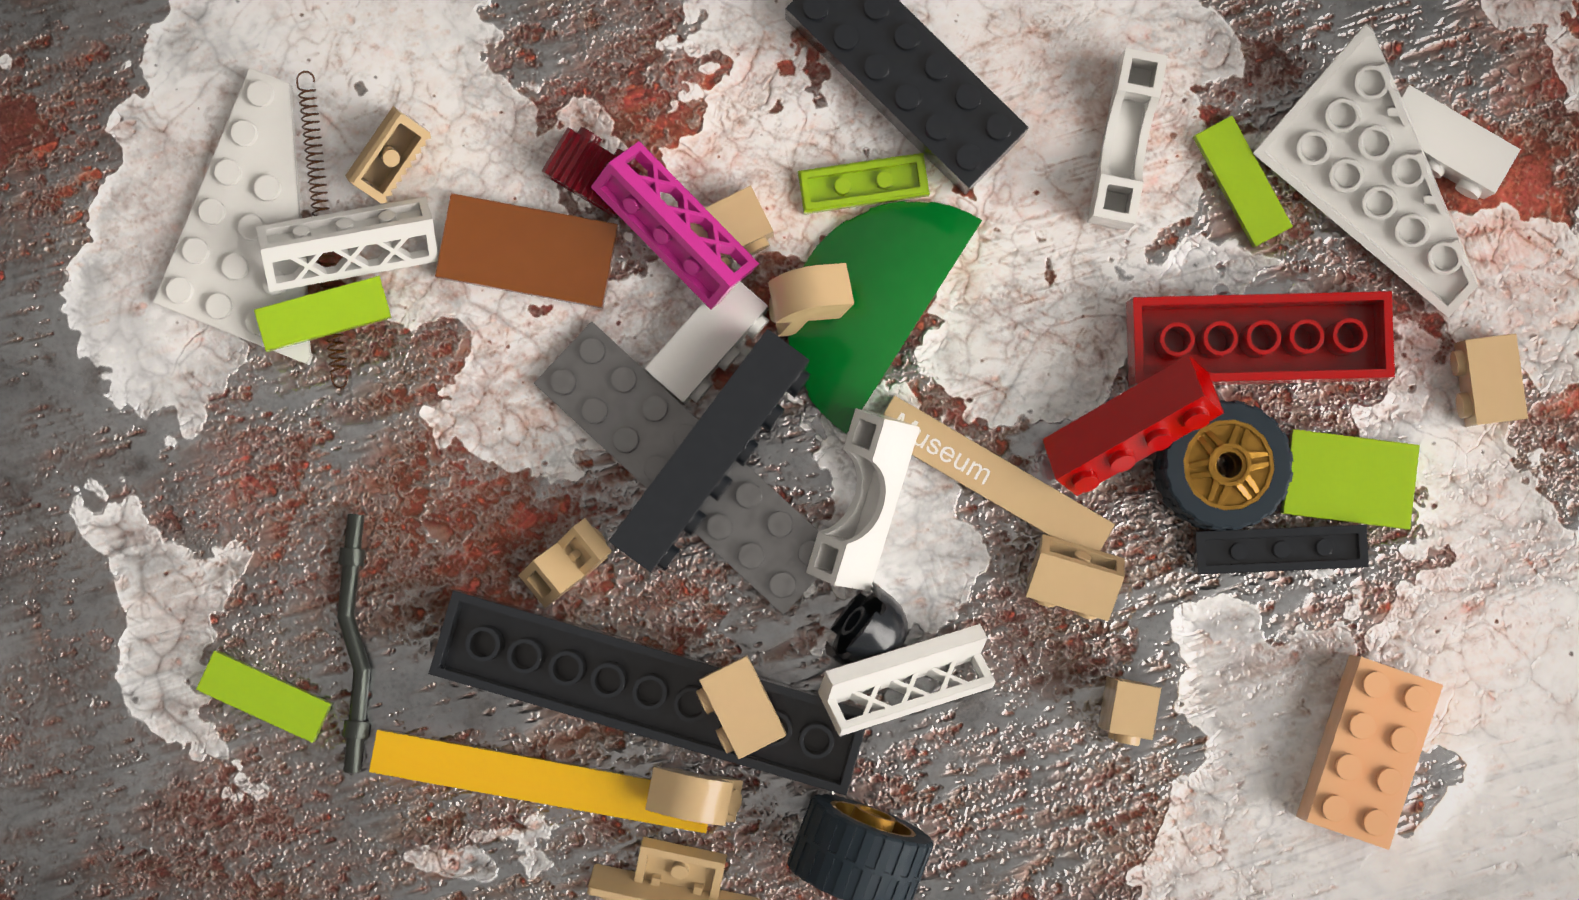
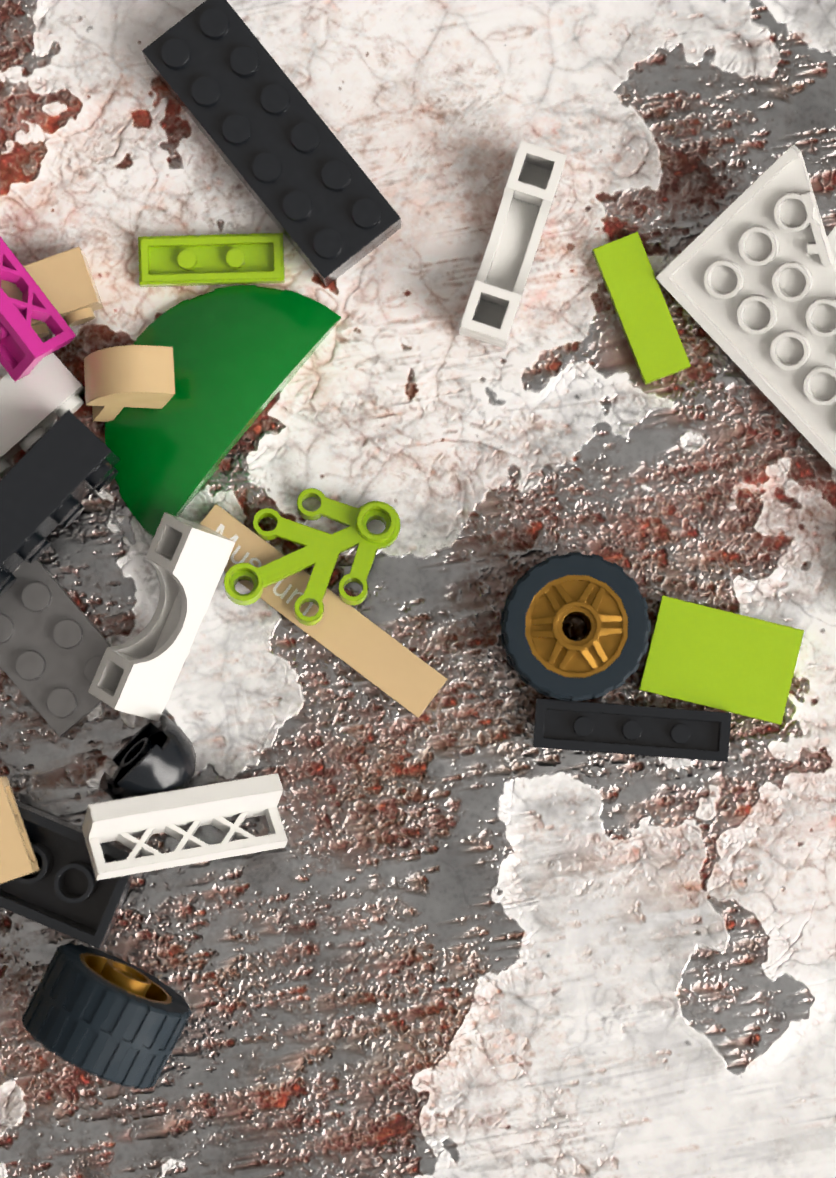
camera: 10 degrees right, 0 degrees up
(990, 425) = (319, 550): none -> lime plant
(1075, 578) = (392, 734): tan brick -> none
(1129, 710) = (433, 891): tan brick -> none
(1133, 426) = (474, 569): red brick -> none
(1265, 336) = (635, 488): red brick -> none
(1369, 751) = (702, 971): light nougat brick -> none

